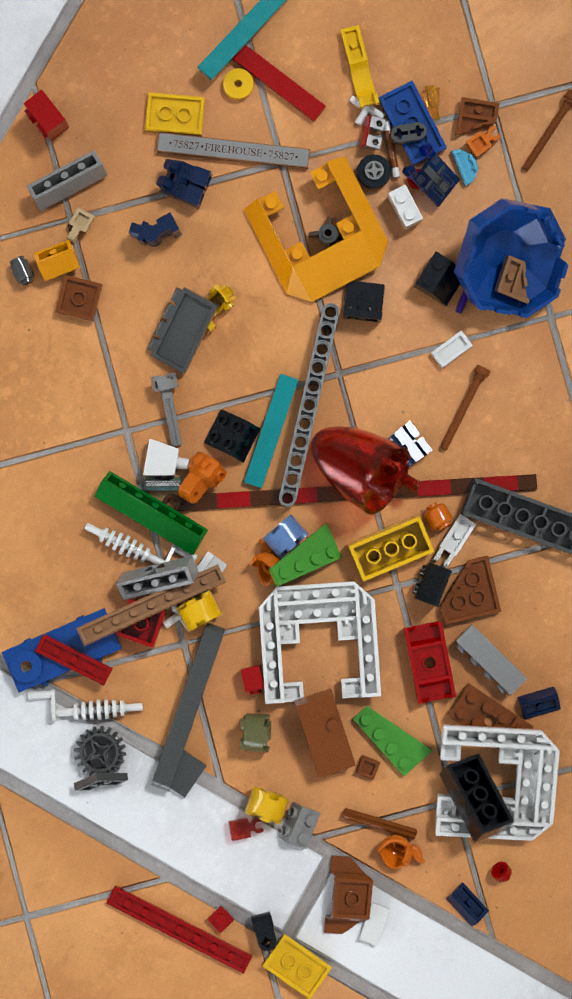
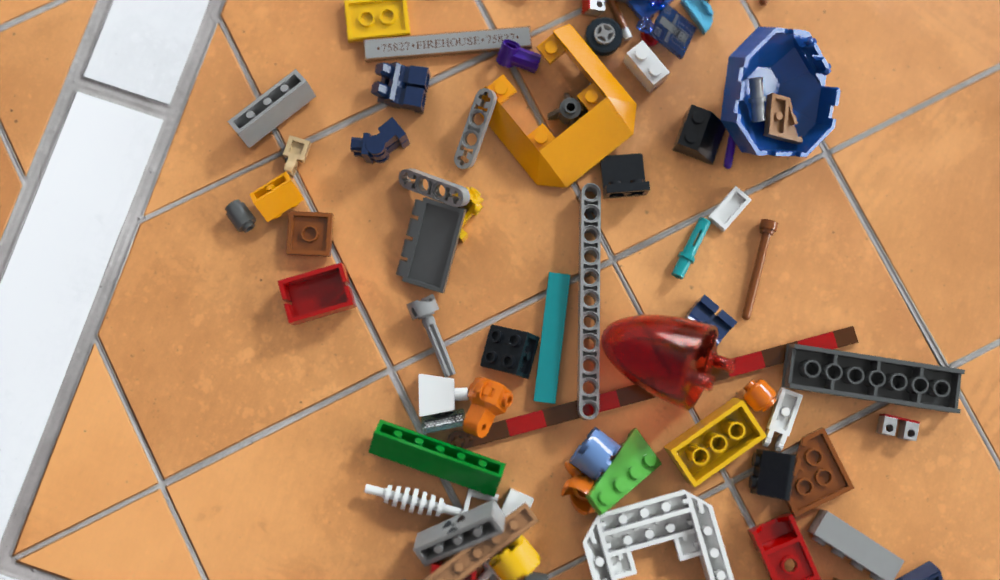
camera: 15 degrees left, 5 degrees down
(46, 115) = (235, 43): red brick -> none
(76, 352) = (317, 294): none -> red piece
(193, 282) = (433, 187): none -> light grey beam
(239, 233) = (478, 130): none -> light grey beam
(288, 173) = (513, 55): none -> dark purple piece
(404, 384) = (686, 257): none -> teal pin
(493, 258) = (757, 99): none -> light grey pin
(547, 561) = (905, 426): none -> flat silver piece

